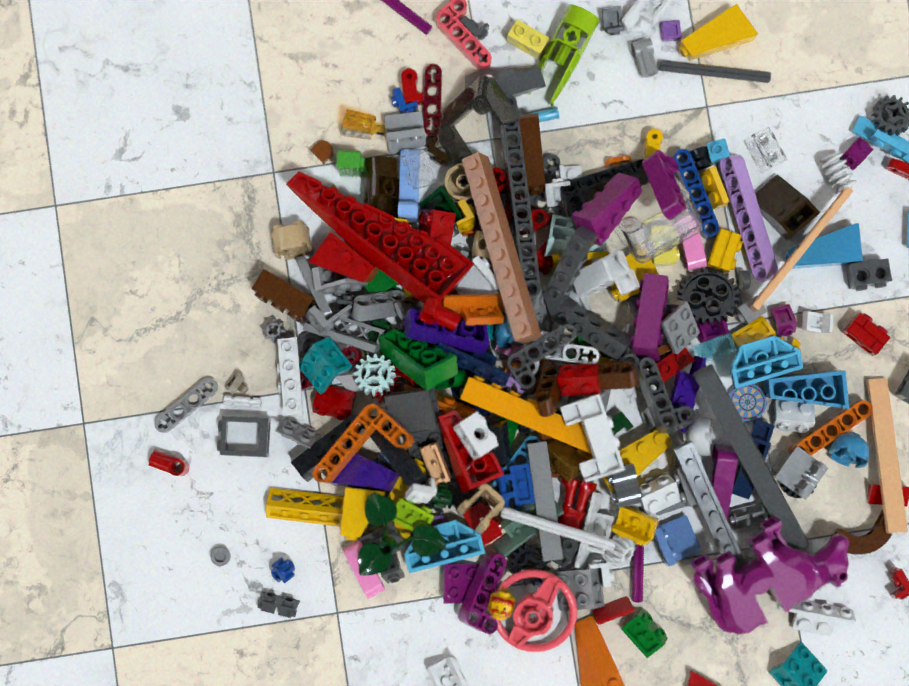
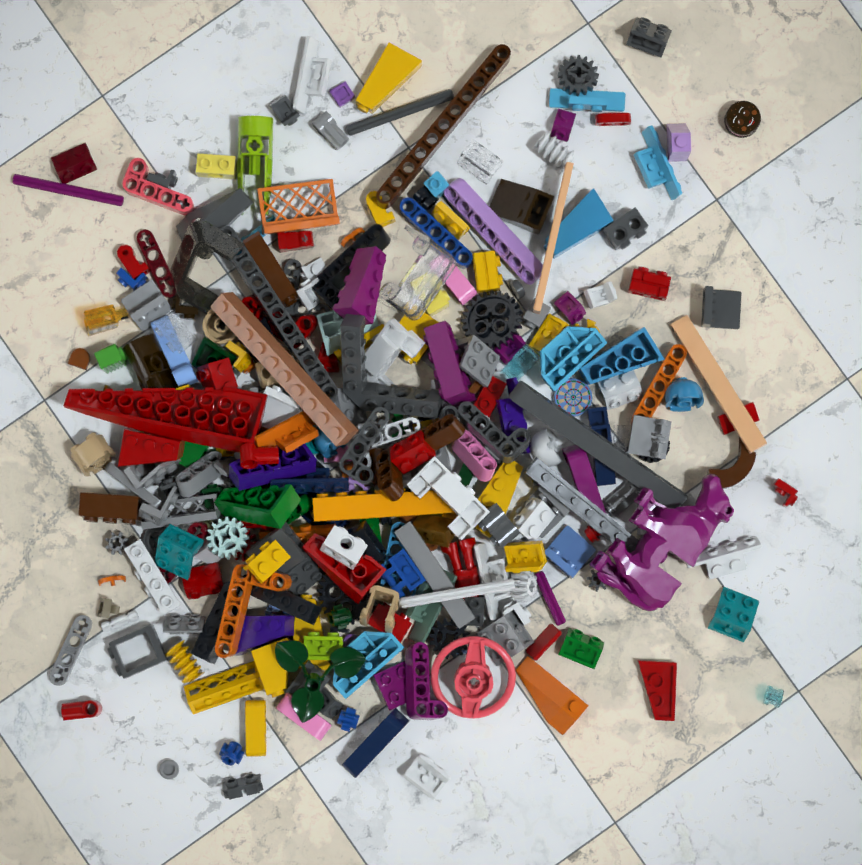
camera: 25 degrees left, 0 degrees up
(254, 360) = (112, 578): none -> orange piece
(281, 467) = (184, 662): none -> yellow piece
(315, 558) = (255, 728): none -> yellow beam
(400, 414) = (267, 561): none -> yellow bracket
(402, 592) = (348, 719): none -> blue gear
(416, 626) = (375, 742): none -> dark blue beam
(422, 493) = (322, 621): white bracket -> none
(435, 462) = (320, 589): light nougat hinge -> none
(501, 604) = (441, 685): yellow head -> none
(565, 139) = (295, 241): none -> red leg
(578, 126) = (298, 223): none -> orange fence
(633, 412) = (475, 456): none -> bright pink beam
(660, 172) = (393, 230): magenta beam -> none
(685, 580) = (593, 583): none -> dark grey gear
(705, 534) = (592, 534): none -> red plate
(755, 95) = (448, 118): none -> reddish brown beam

